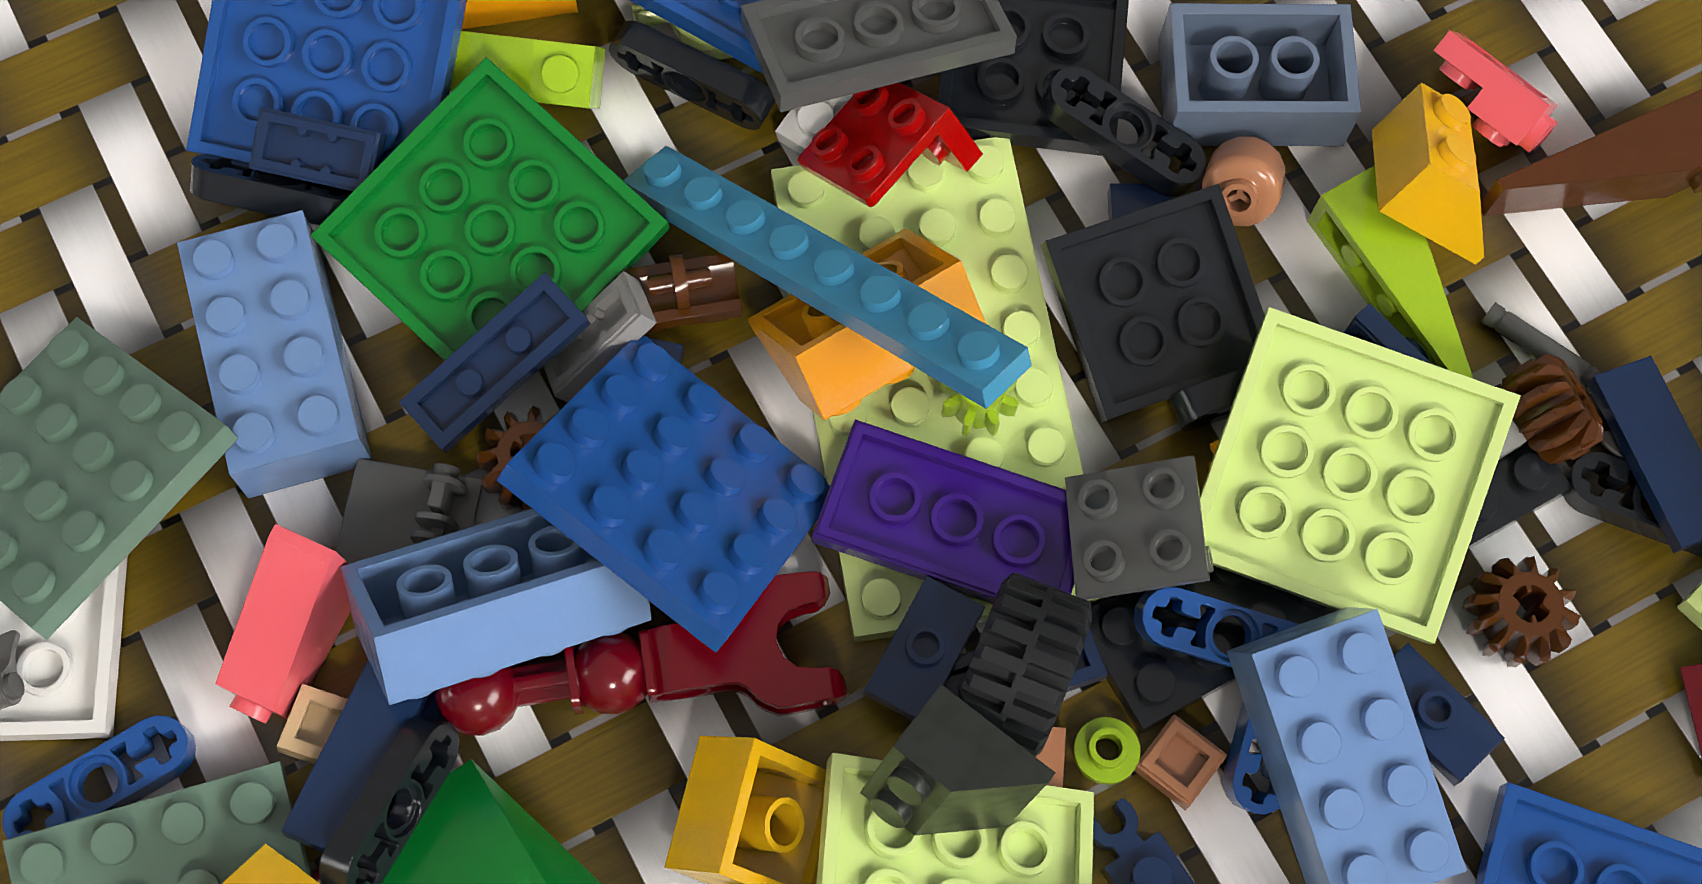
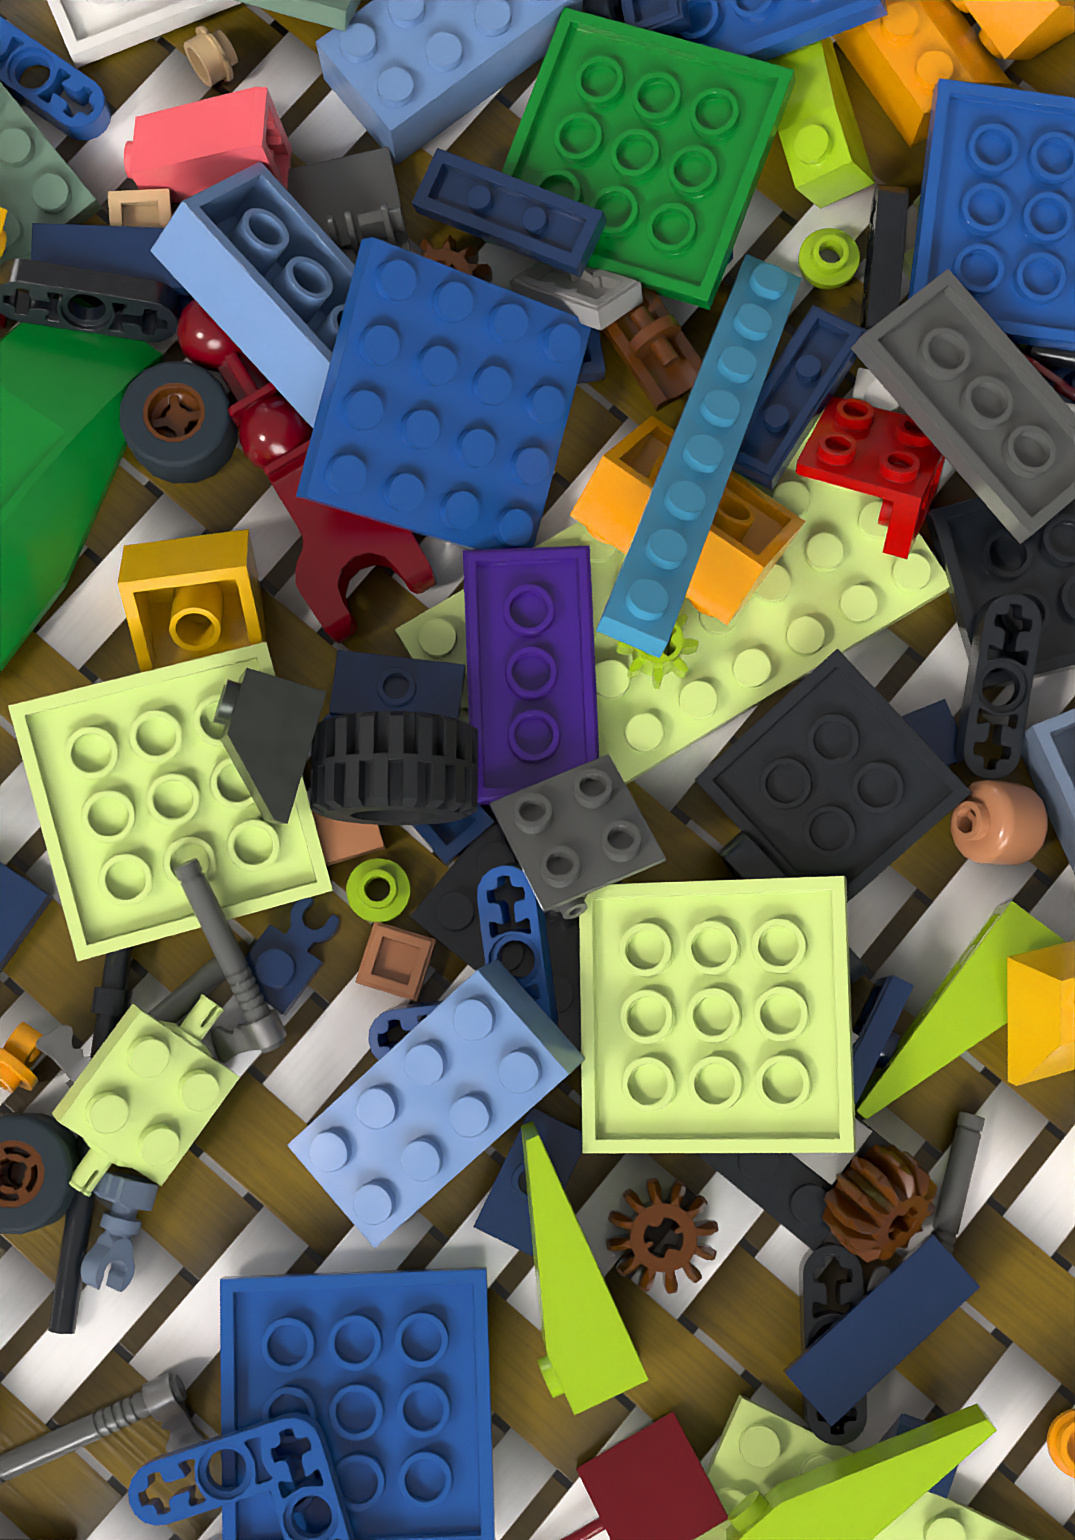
camera: 75 degrees right, 10 degrees up
(174, 594) = (211, 56): none -> tan plate
(549, 743) = (170, 400): none -> black wheel
(657, 131) = (825, 274): none -> lime plate
(772, 171) = (796, 394): none -> dark blue tile
(1566, 710) = (580, 1324): none -> lime slope

